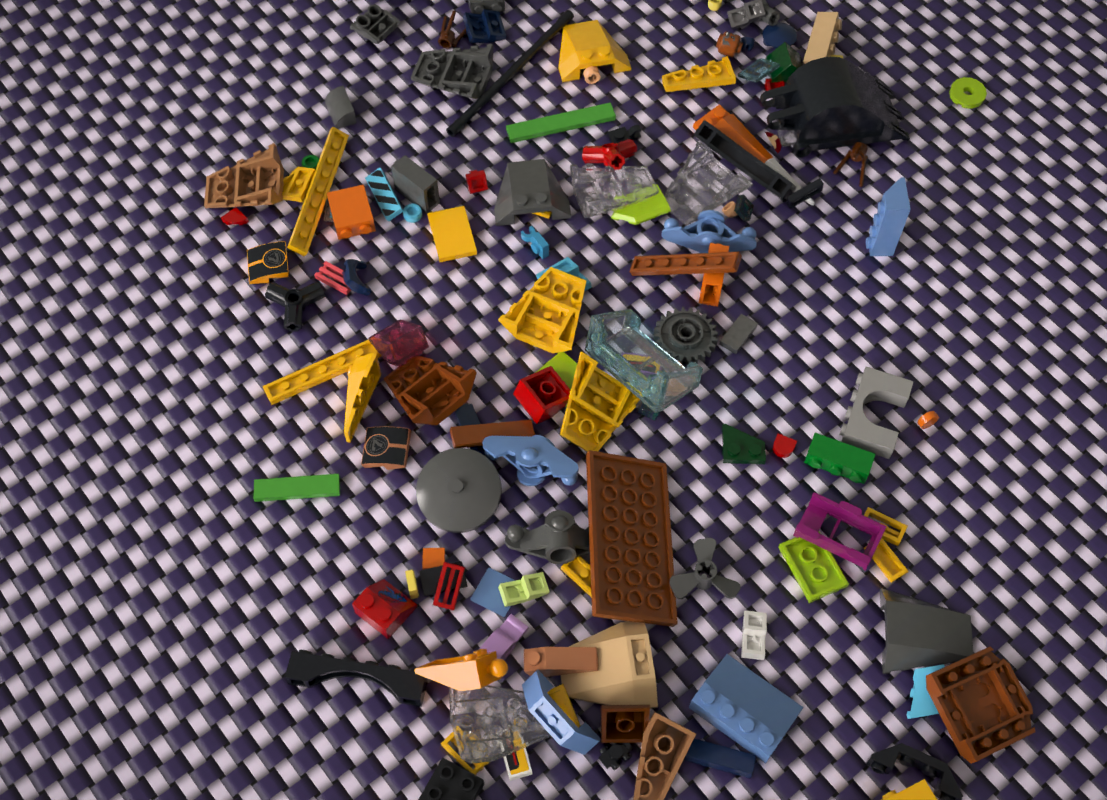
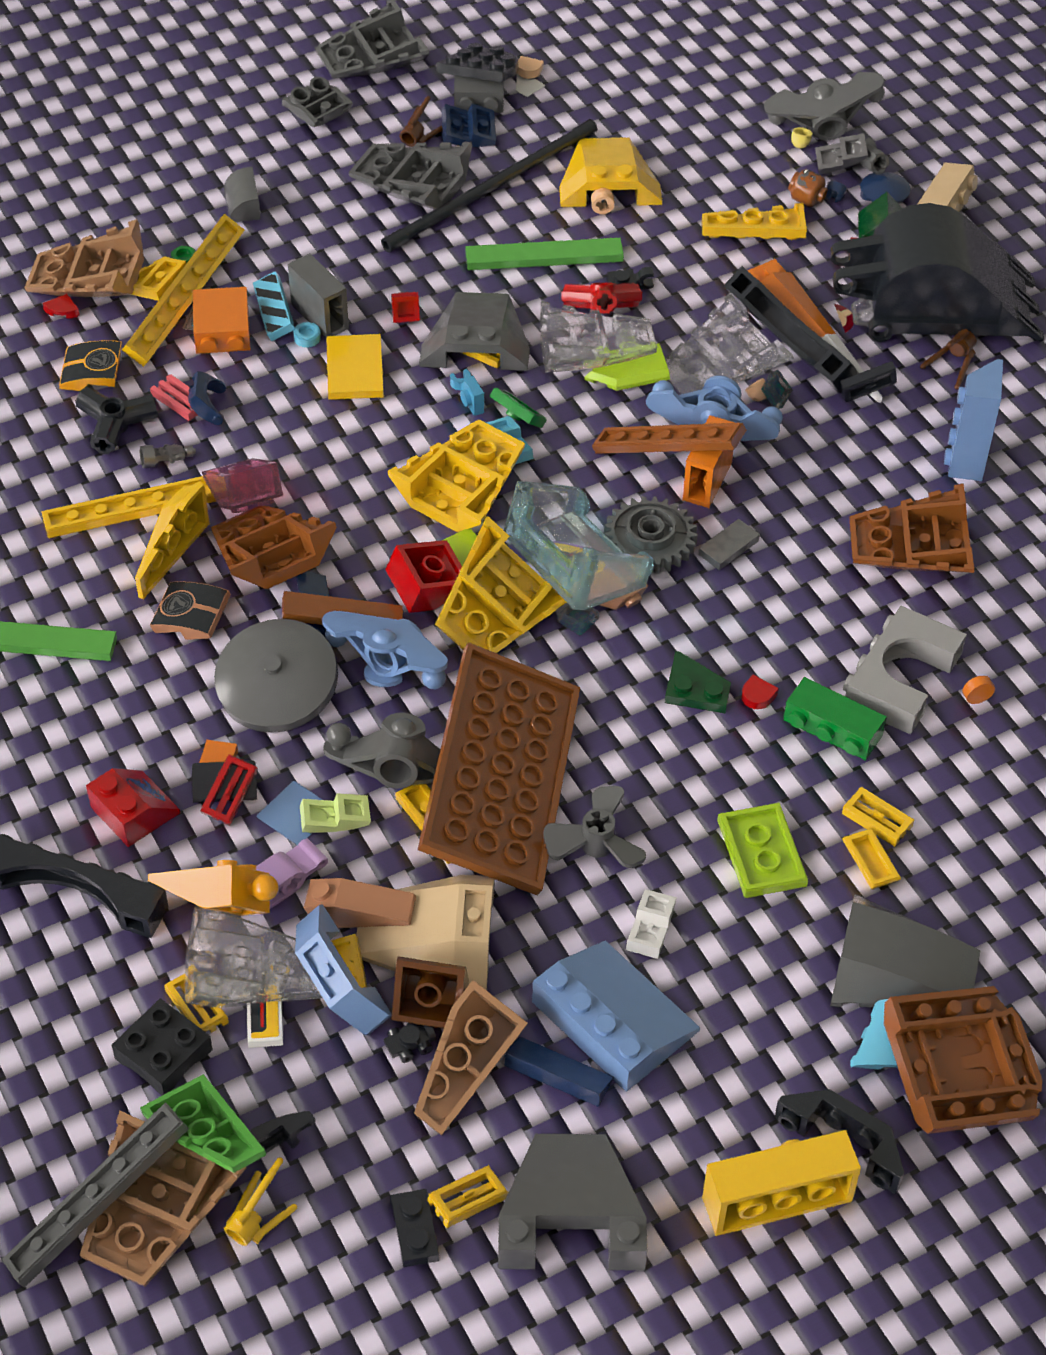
camera: 10 degrees right, 10 degrees down
(340, 324) = (150, 456): none -> flat silver piece
(412, 584) = (178, 780): light yellow tile -> none
(572, 251) = (518, 409): none -> green plate
(758, 70) = (842, 224): clear light blue piece -> none
(812, 520) = (821, 784): magenta piece -> none
(862, 308) = (916, 534): none -> dark orange wedge

